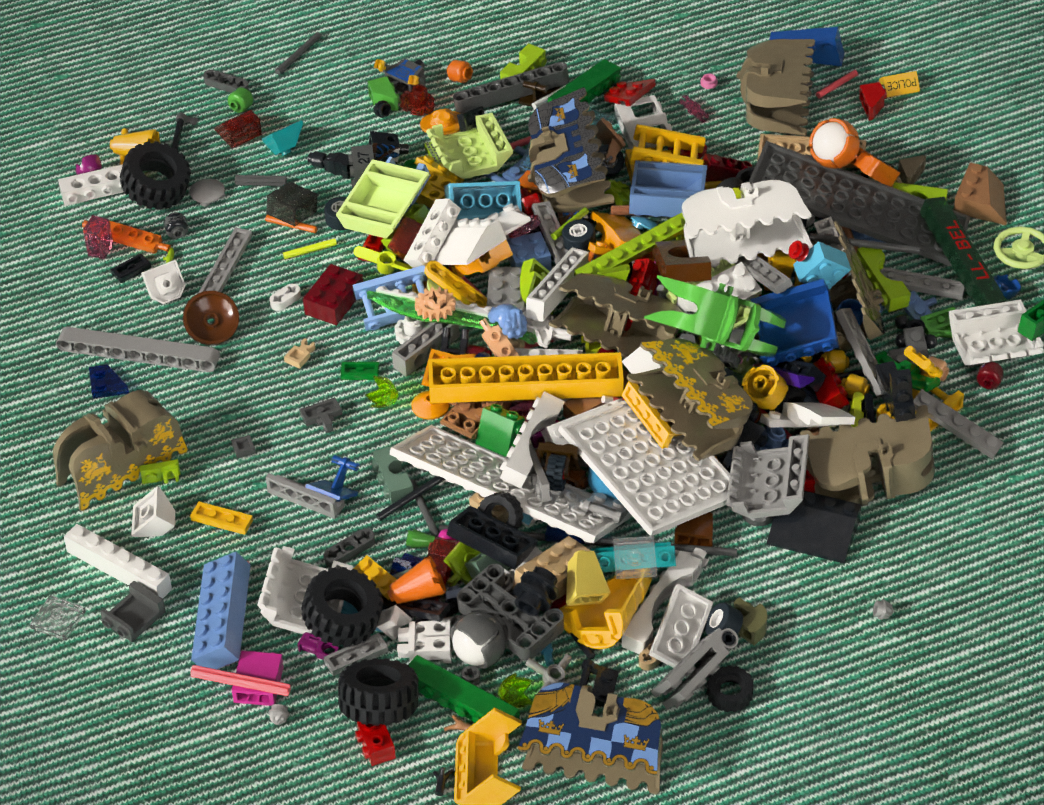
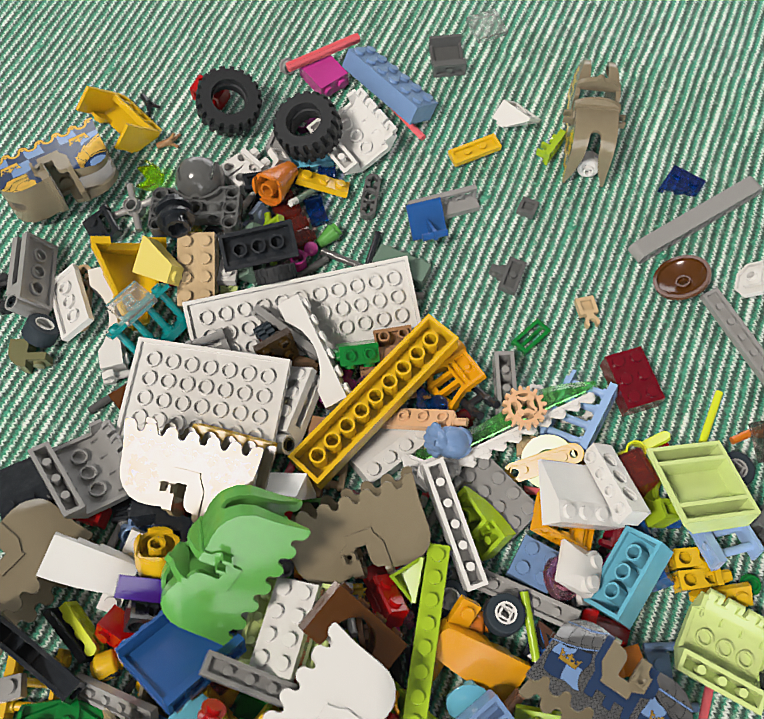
camera: 135 degrees right, 20 degrees up
(116, 561) = (495, 72): white brick -> none
(285, 297) = (670, 353): white beam -> none
(385, 395) = (482, 325): clear neon green piece -> none
(456, 692) = (171, 154): green brick -> none

